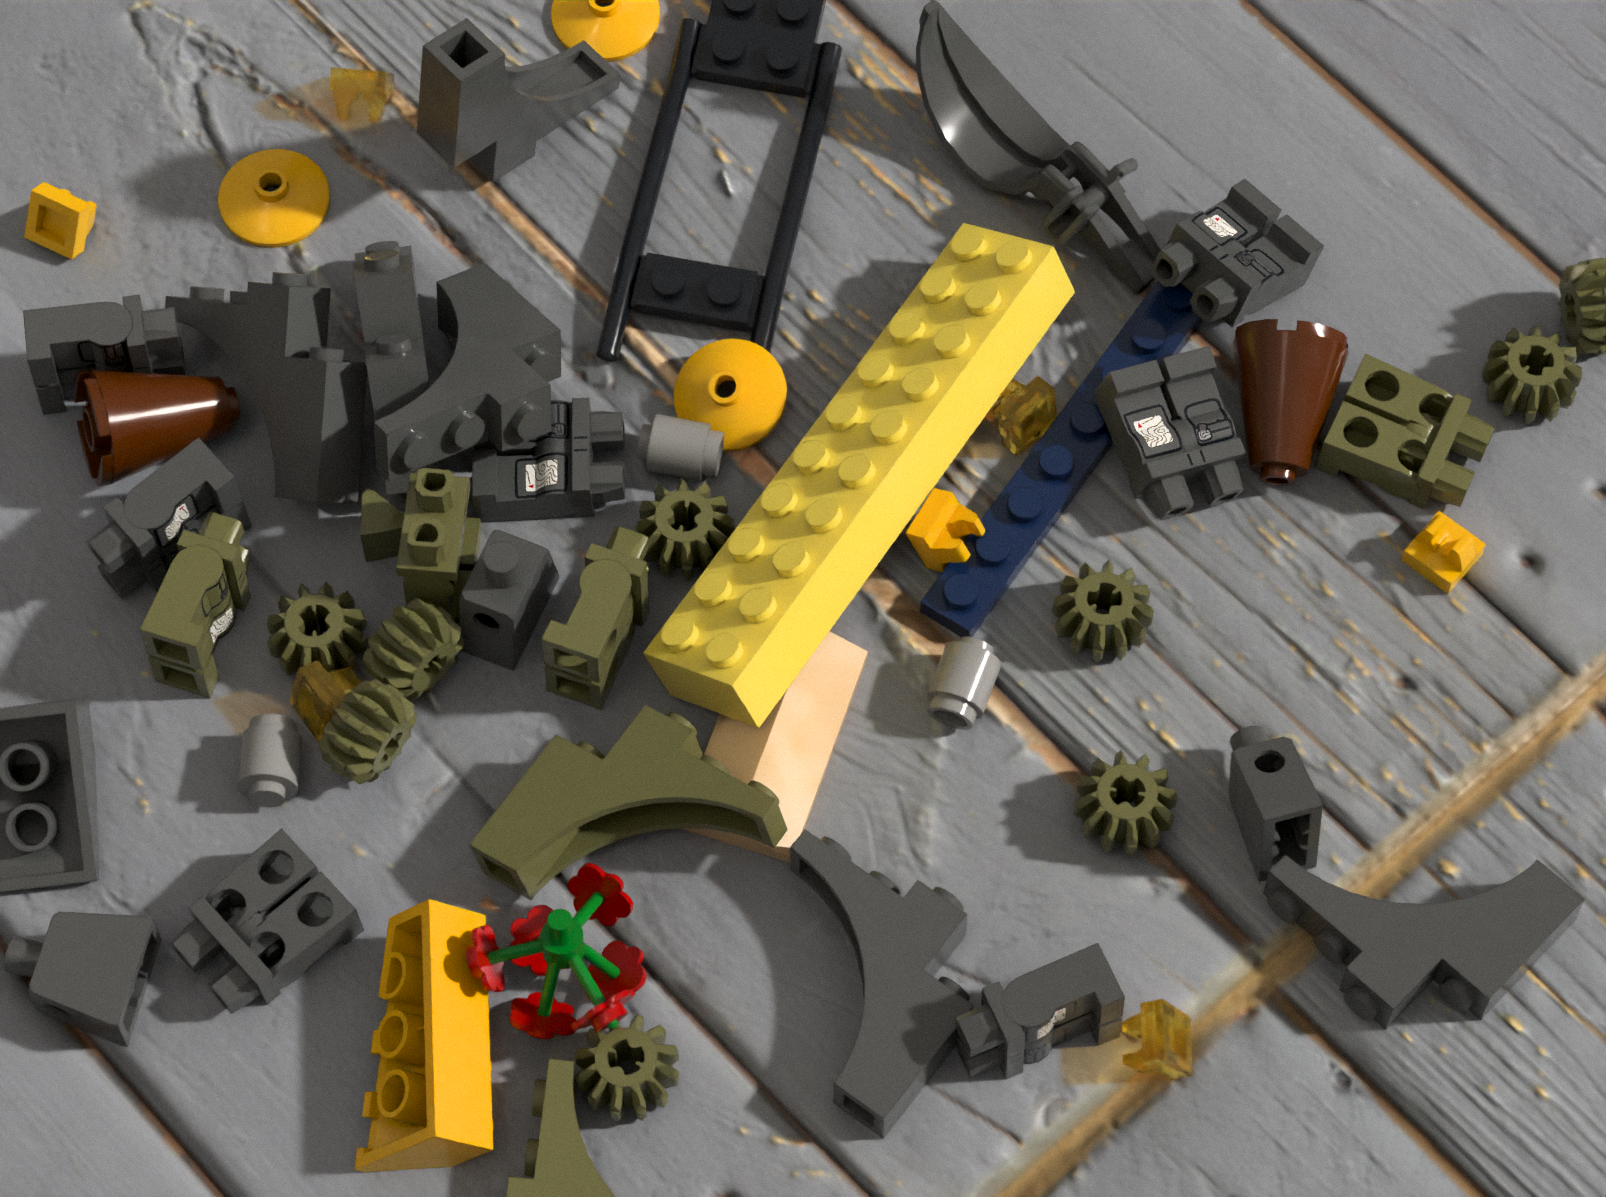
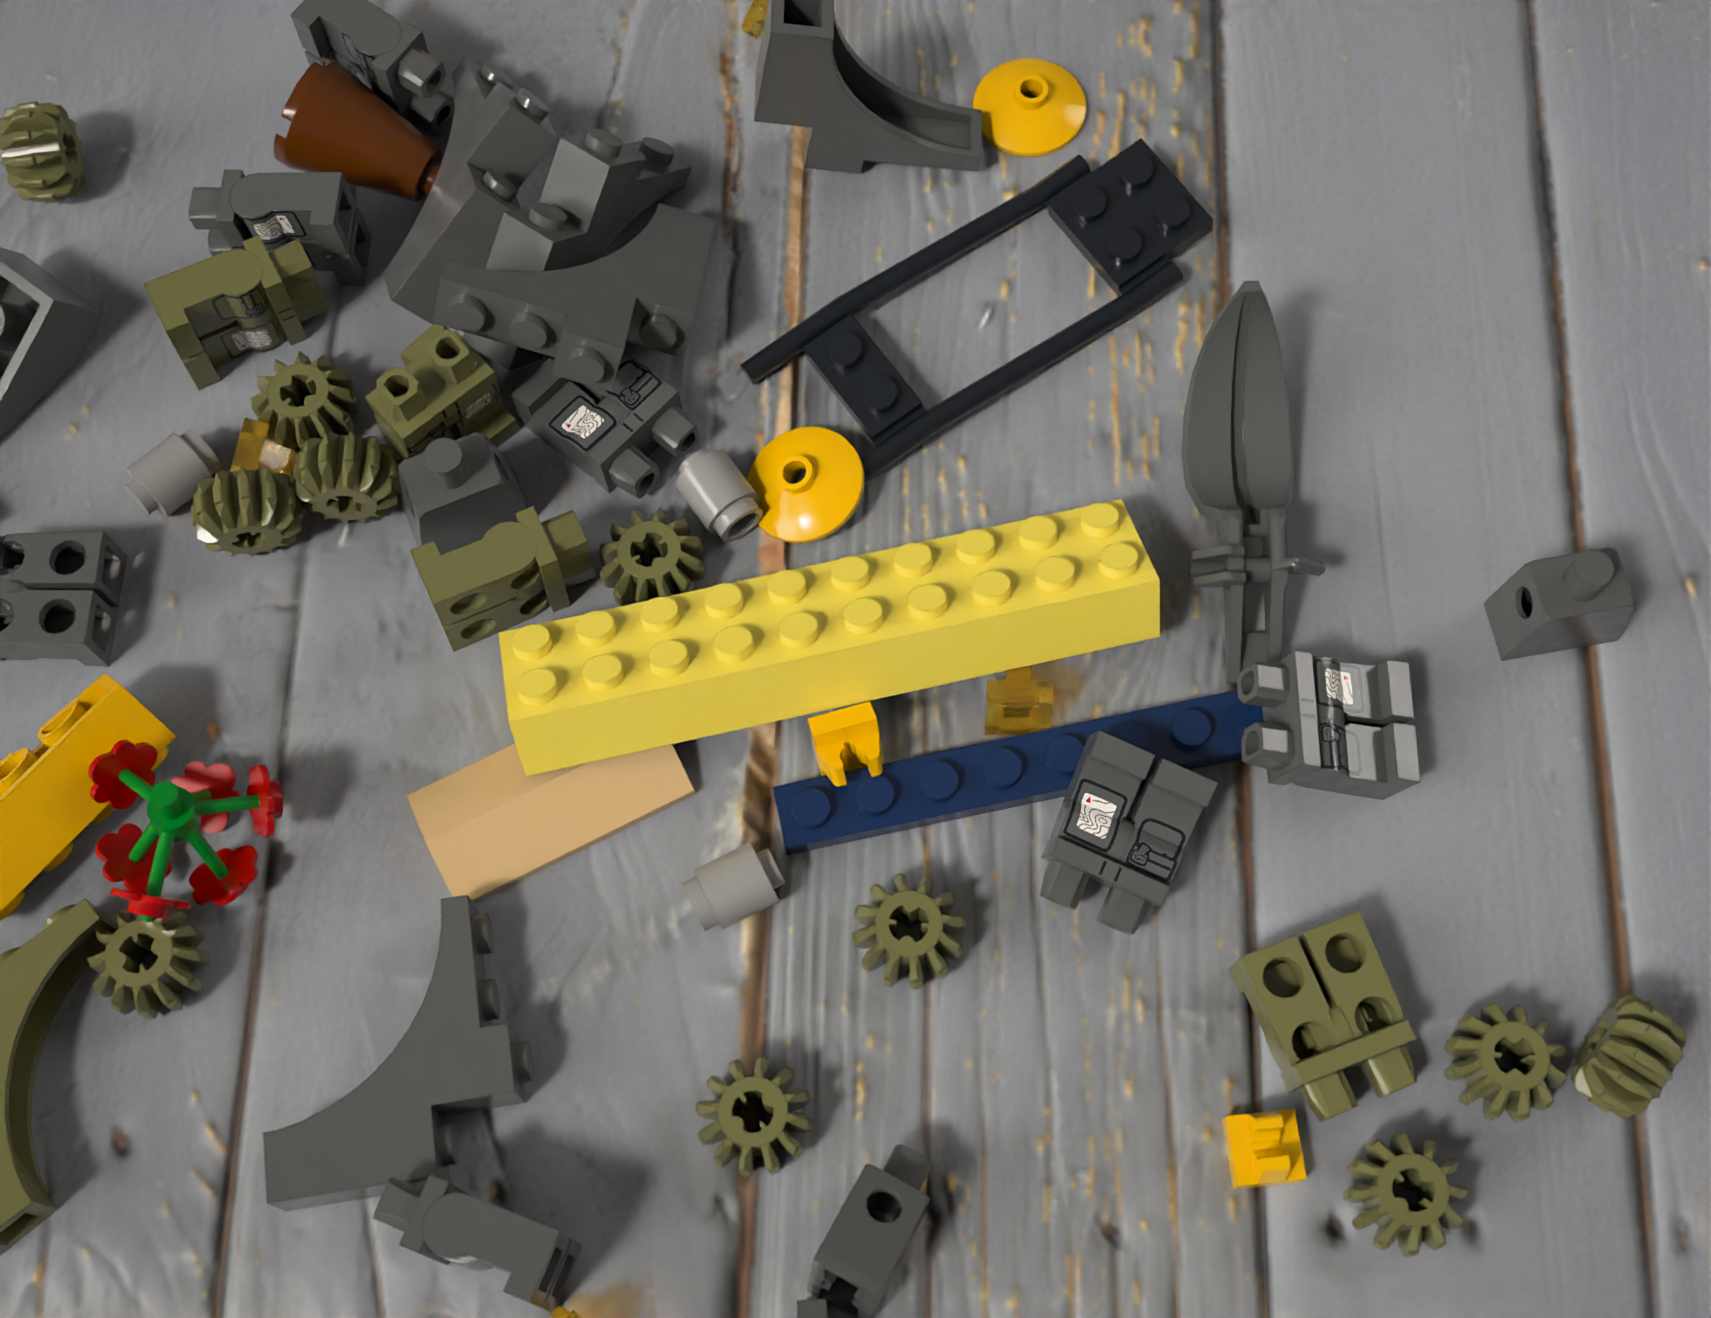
camera: 45 degrees right, 5 degrees up
(275, 216) = (639, 69): yellow dish -> none
(585, 800) = (351, 713): olive arch -> none
(1286, 393) = (1253, 885): reddish brown cone -> none
(1312, 53) = (1571, 601): none -> dark grey torso
(1550, 500) = (1392, 1214): none -> olive gear

